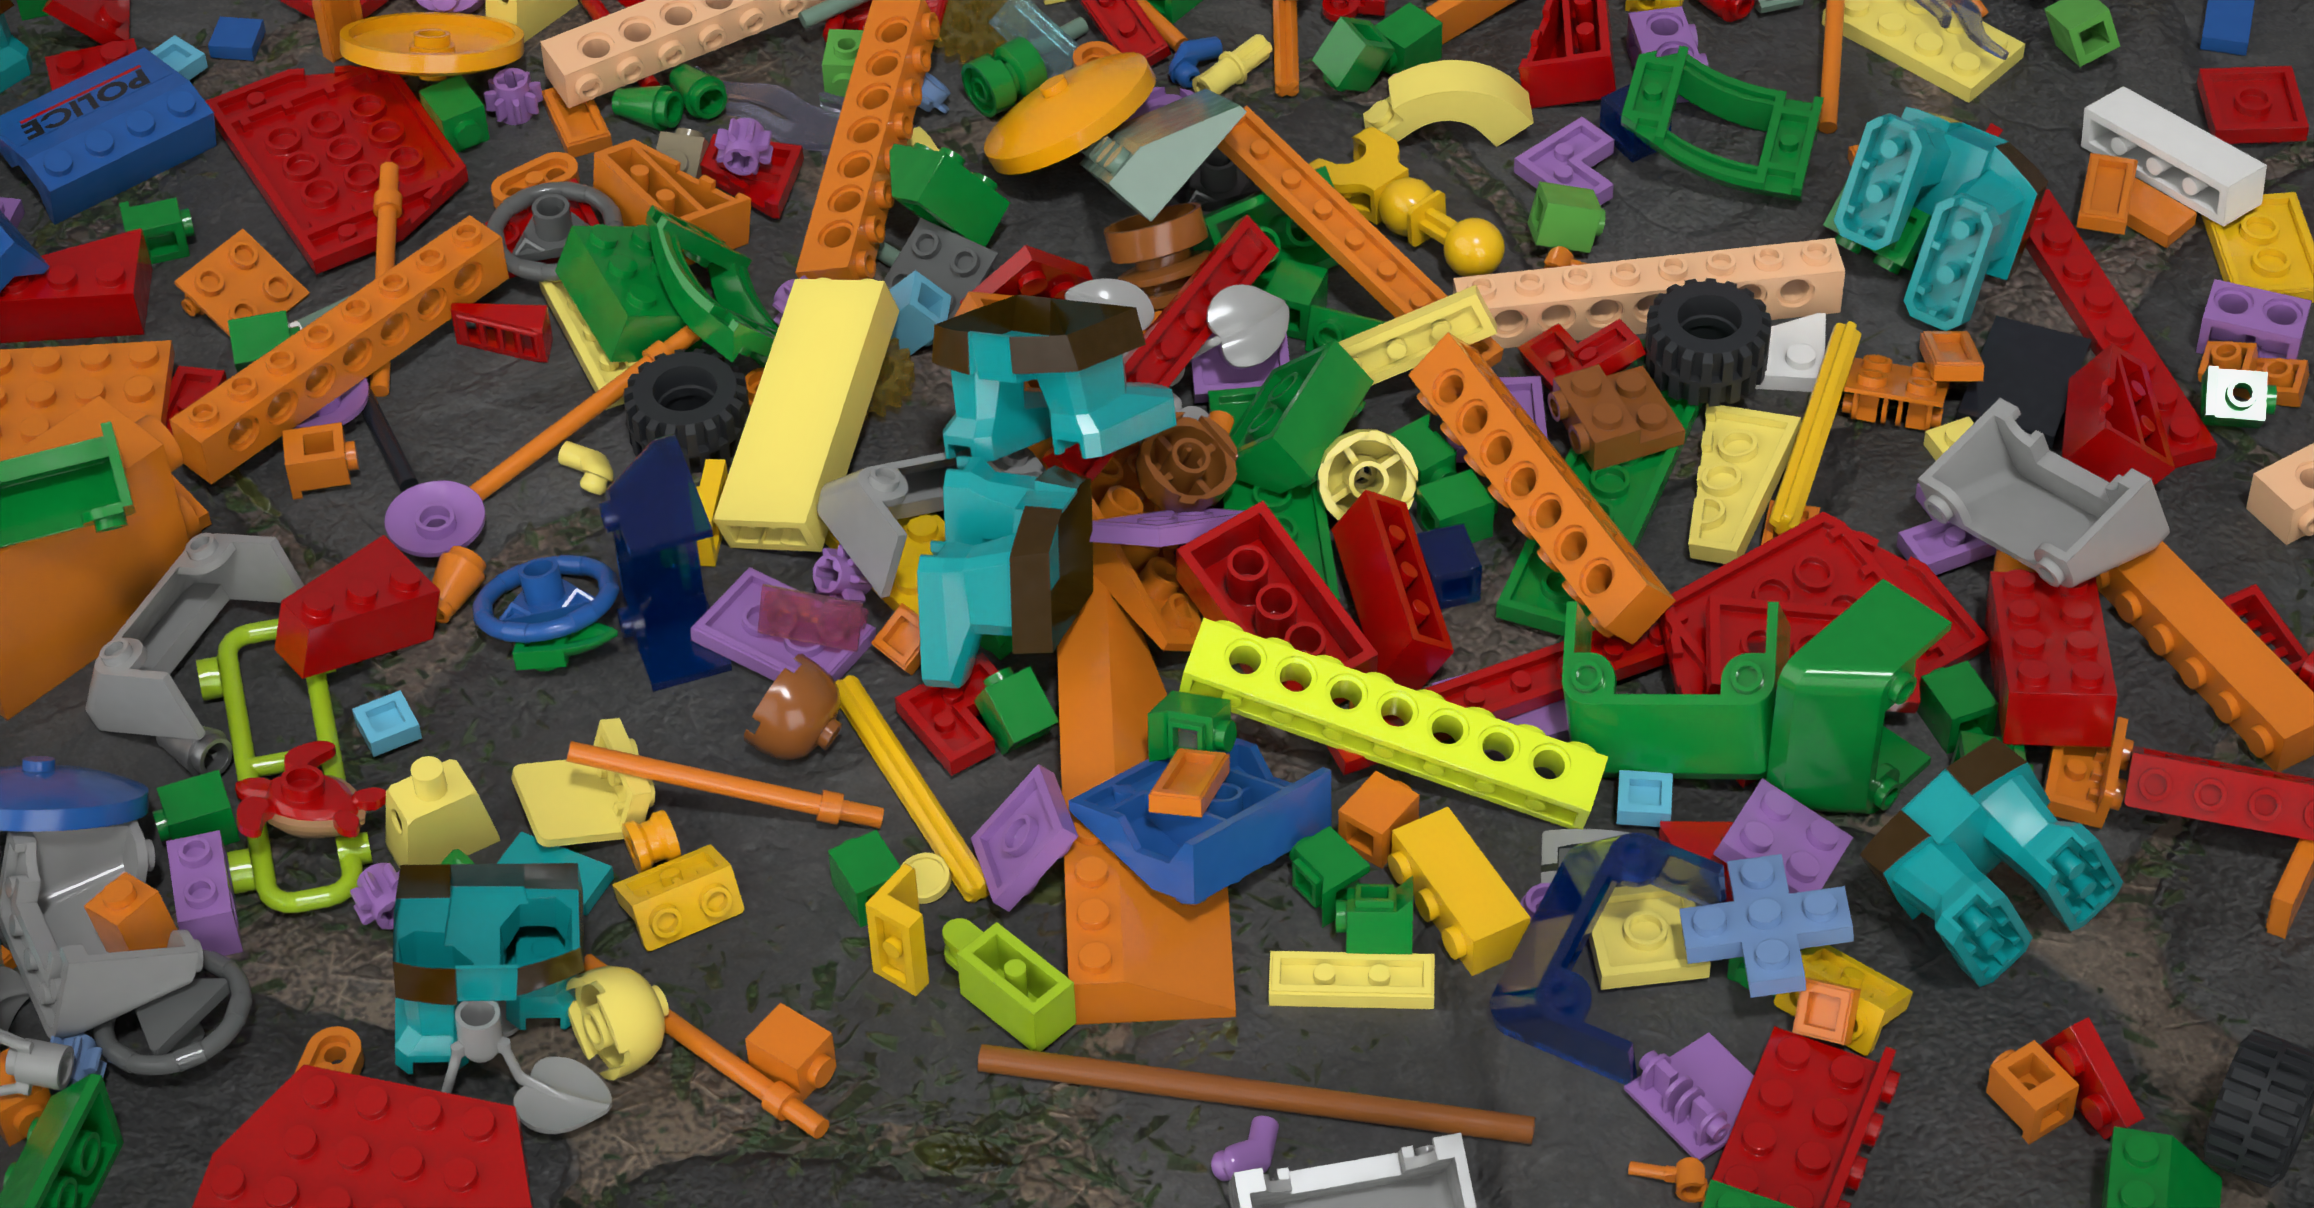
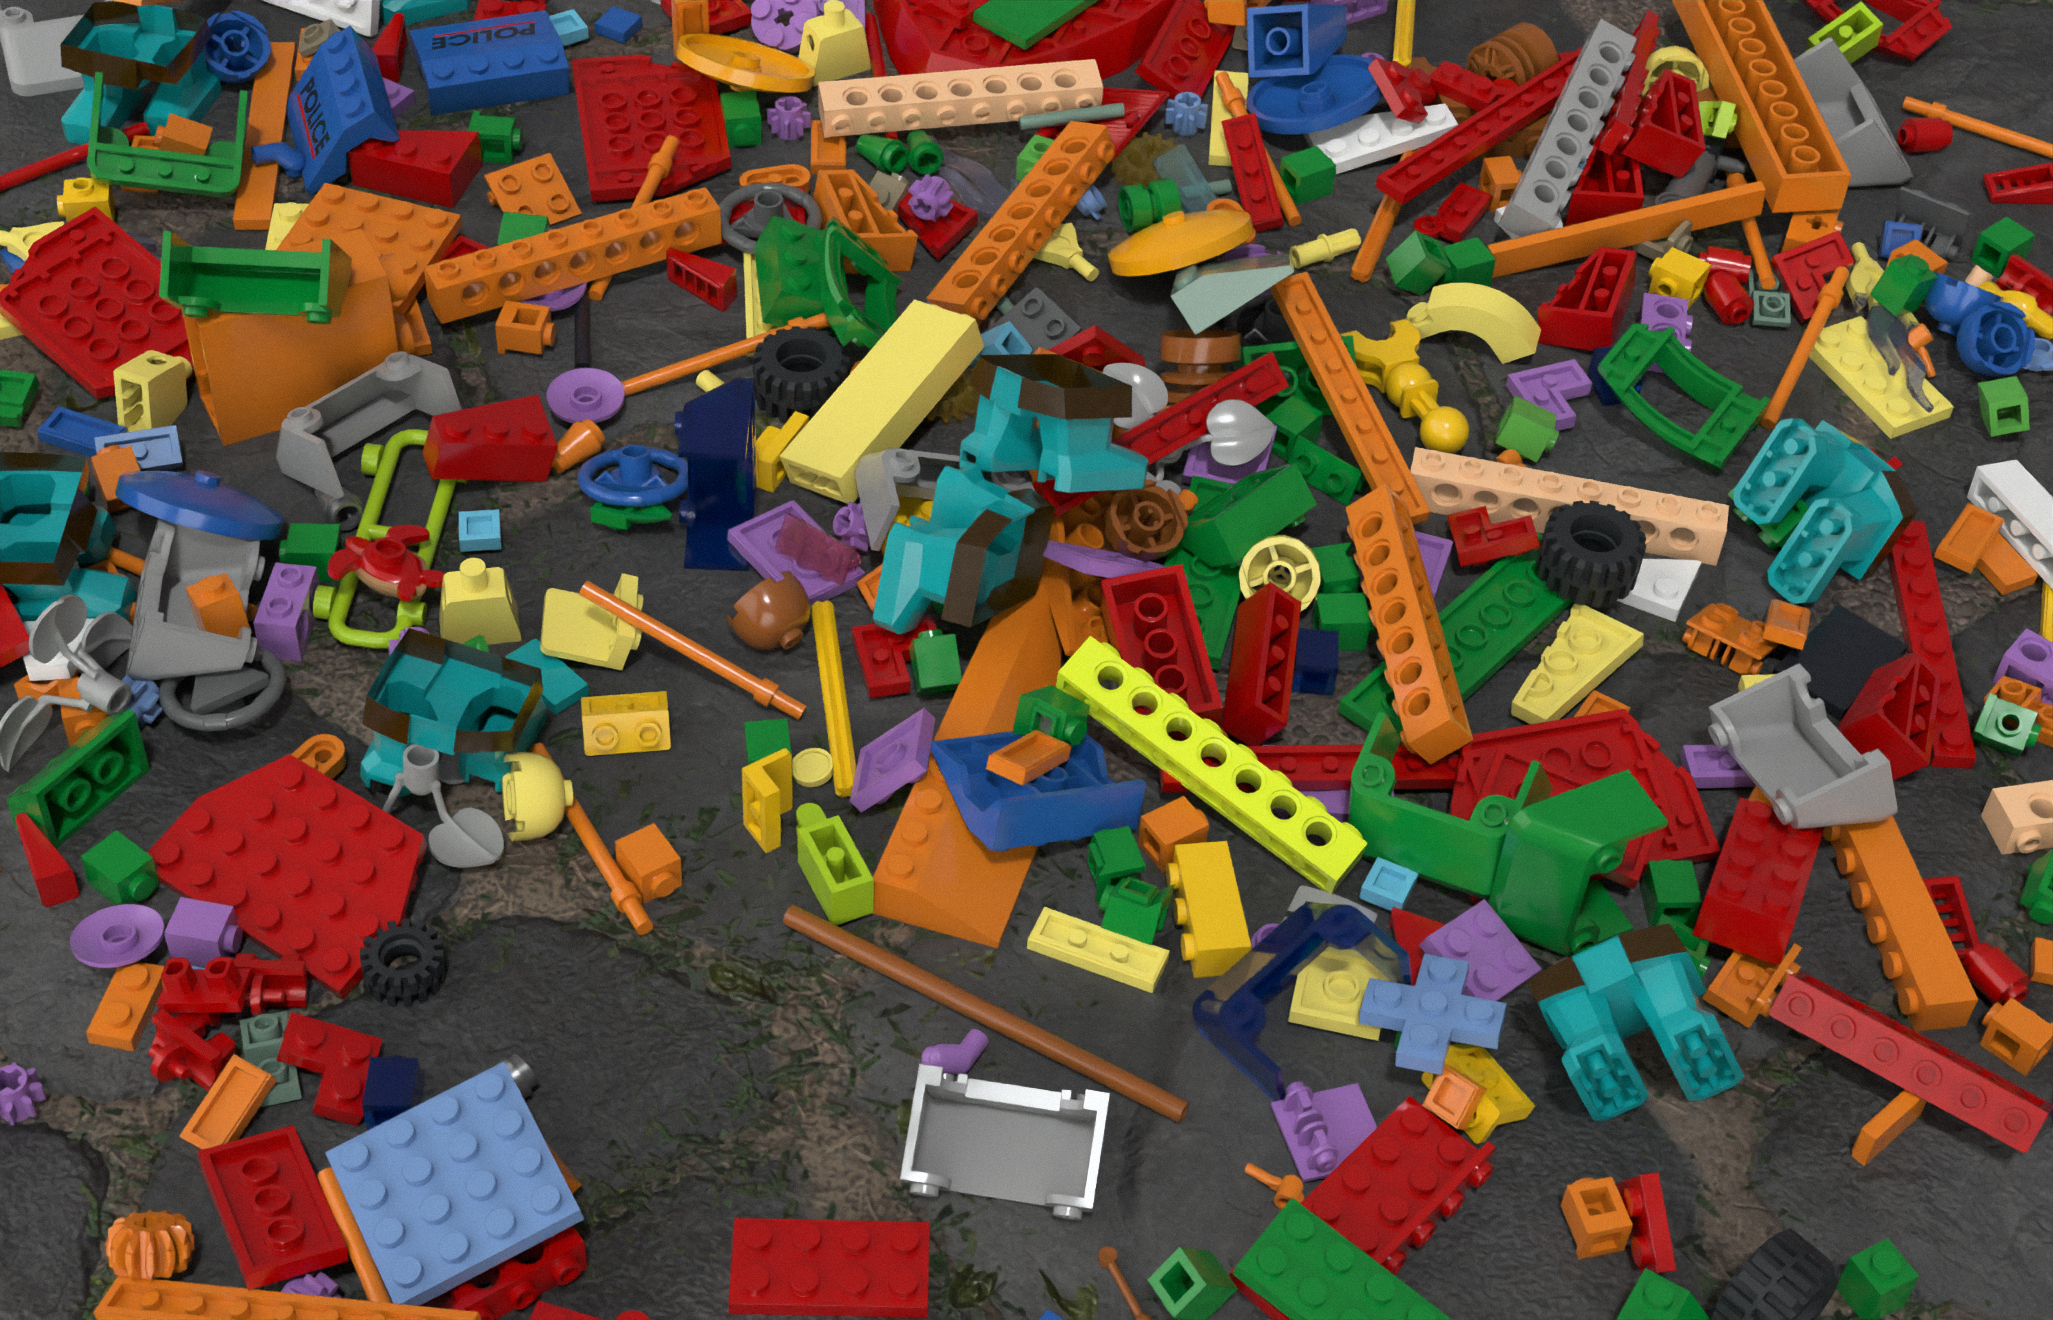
camera: 15 degrees right, 0 degrees up
(651, 841) = (623, 674): light orange wheel -> none
(946, 192) = (1060, 273): green slope -> none
(1189, 55) = (1295, 230): blue arm -> none
(1409, 338) = (1347, 482): light yellow plate -> none
(1614, 415) = (1495, 587): dark orange plate -> none
(1815, 427) = (1652, 644): yellow axle -> none

